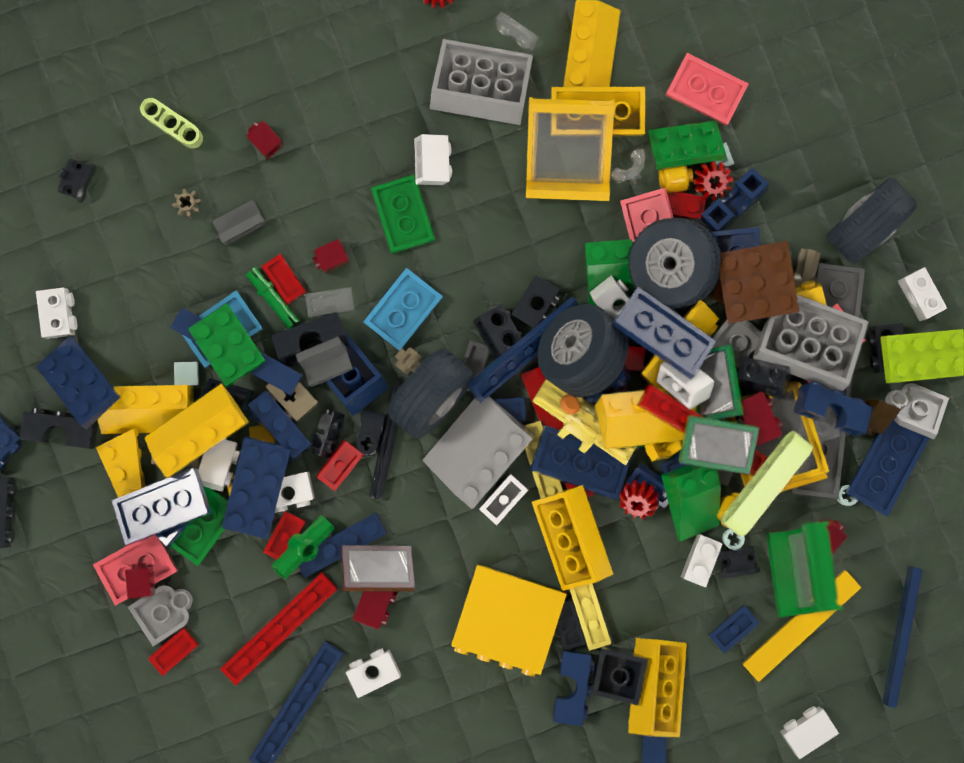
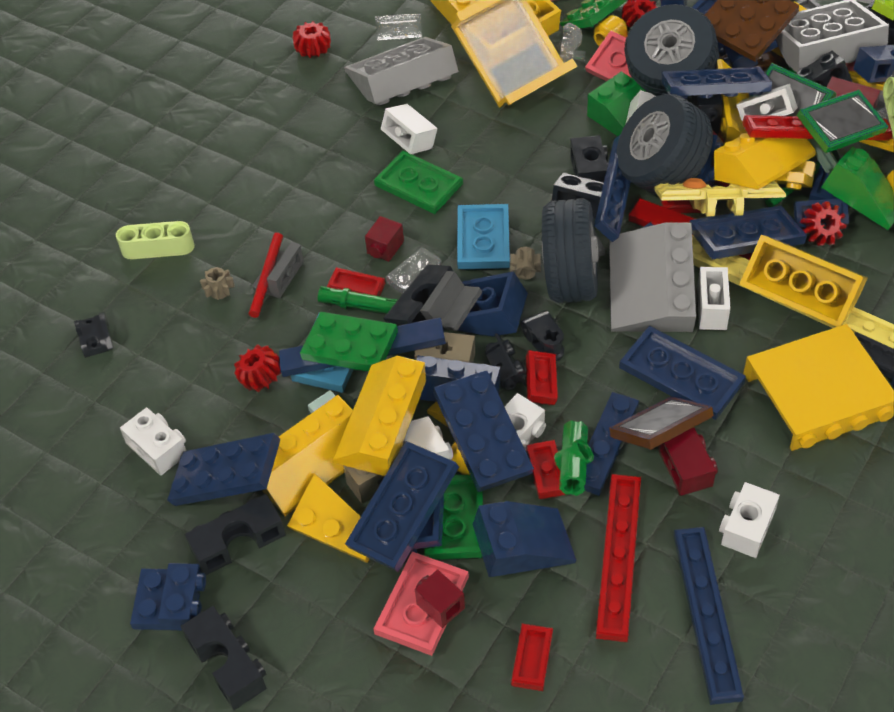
camera: 30 degrees left, 35 degrees down
(159, 299) = (258, 368): none -> red gear
(162, 613) = (486, 626): light grey plate -> none
(226, 578) = (521, 538): none -> dark blue slope
(227, 221) = (267, 269): none -> red bar
(264, 139) = (251, 202): dark red brick -> none
(384, 454) = (570, 339): black axle -> none
(433, 534) = (681, 371): none -> dark blue plate

